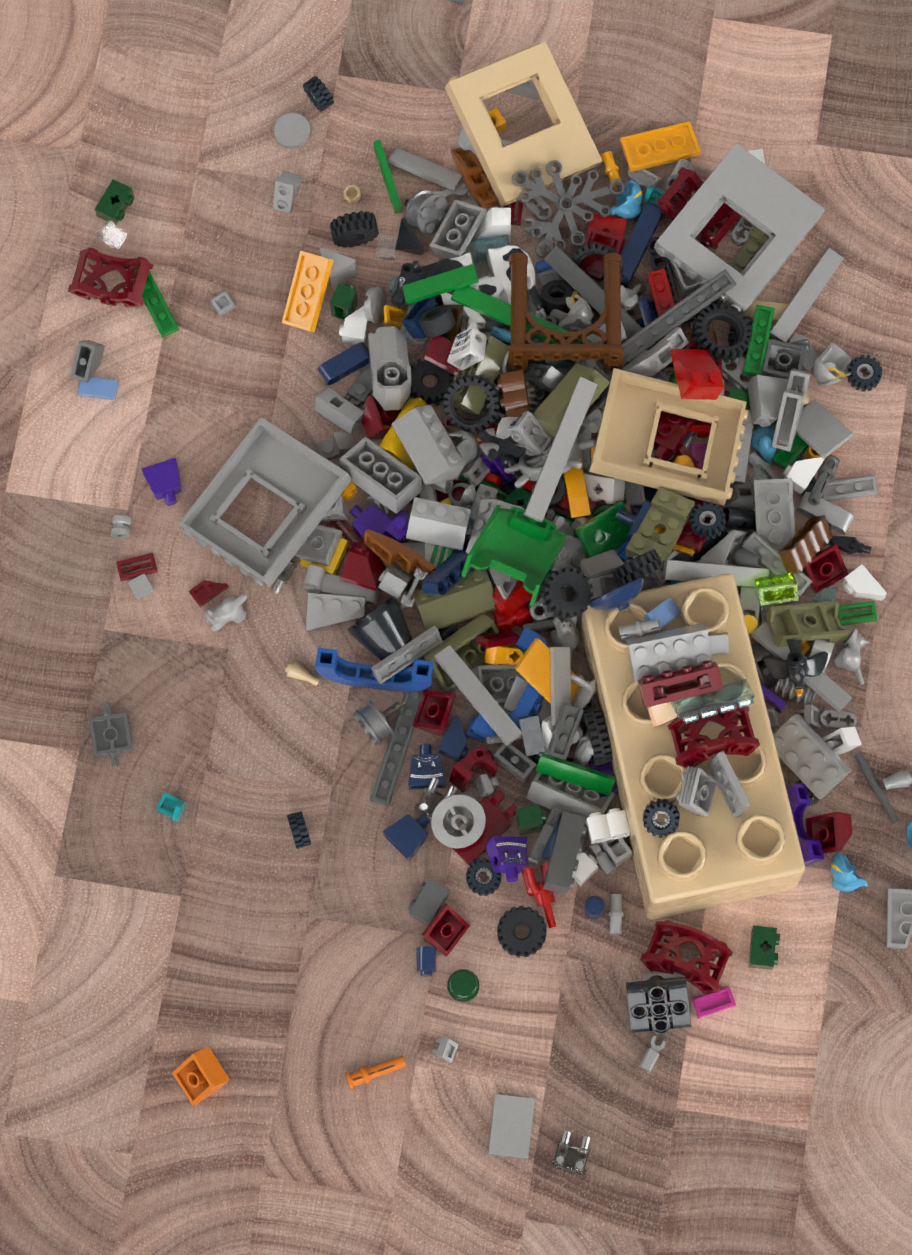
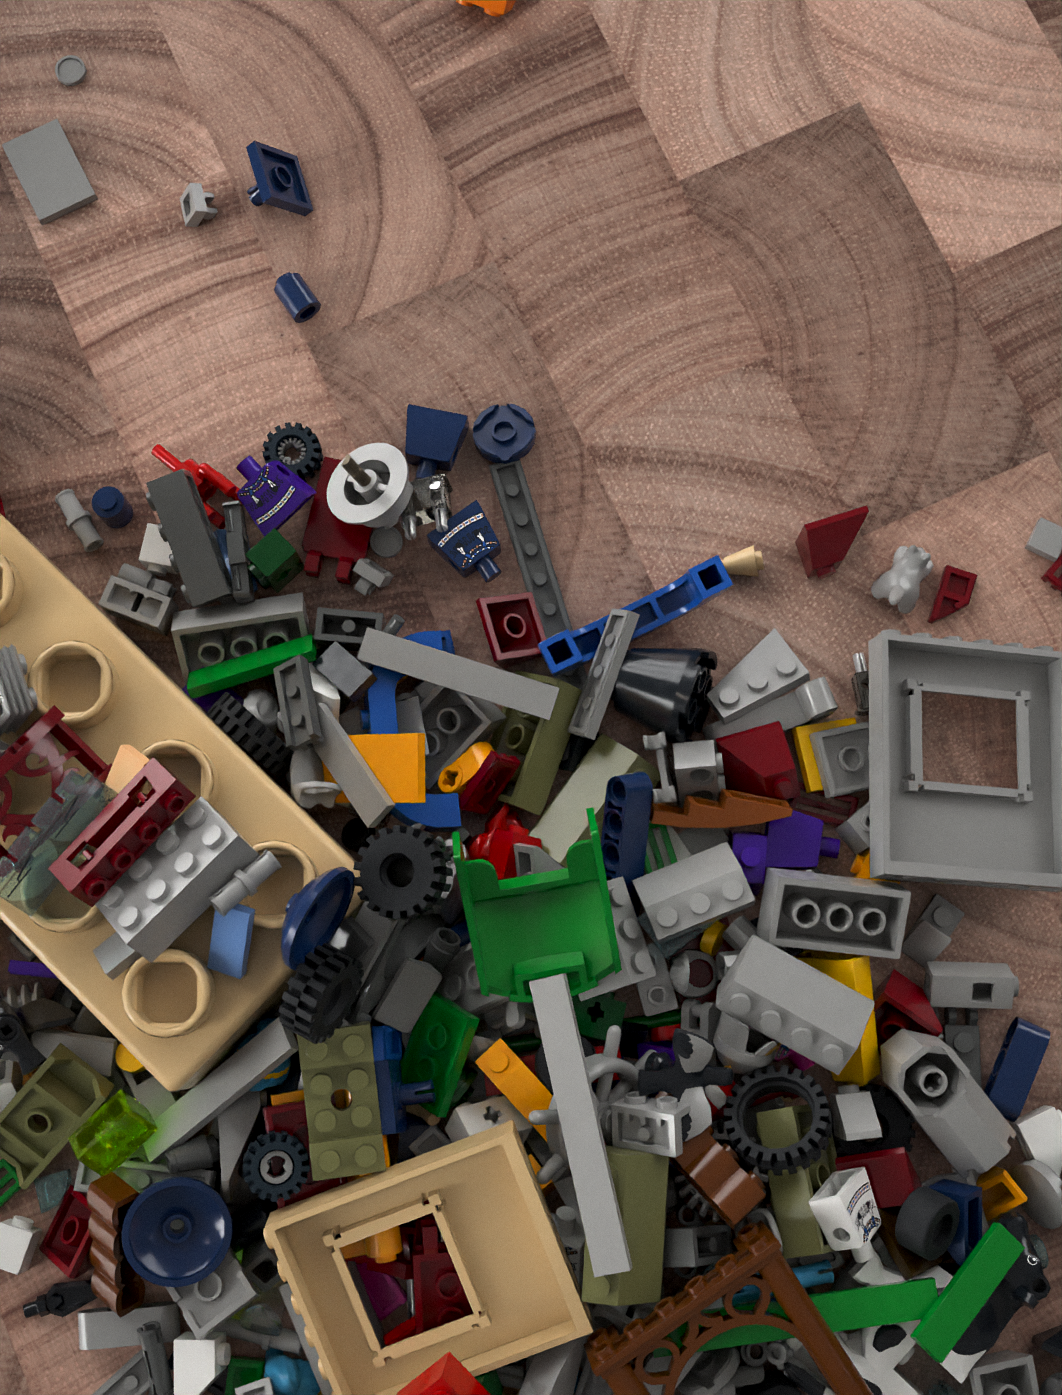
camera: 145 degrees right, 5 degrees up
(110, 734) = (928, 314): dark grey plate -> none
(171, 806) = (777, 278): teal tile -> none
(249, 650) = (826, 541): none -> dark red slope
(299, 829) = (583, 346): black bush -> none
(369, 816) = (504, 433): none -> dark blue tile
(376, 721) = (582, 556): flat silver wheel -> none
(393, 1029) = (278, 179): none -> dark blue tile
(398, 1062) = (278, 113): orange pin -> none
(429, 902) = (343, 371): dark grey brick -> none
(435, 385) = (854, 1114): none -> light grey slope
(445, 930) = (298, 351): dark red slope -> none
(454, 741) = (456, 607): dark blue slope -> none
(461, 772) = (413, 566): dark red tile -> none
(462, 1183) = (70, 70): none -> light grey piece
(463, 985) = (226, 298): dark green piece -> none
(518, 946) = (205, 432): black tyre -> none
(578, 663) = (355, 834): none -> black tile
(607, 826) = (150, 611): white brick -> none
(651, 814) = (21, 622): black bush -> none
(775, 518) = (176, 1255): none -> dark blue dish

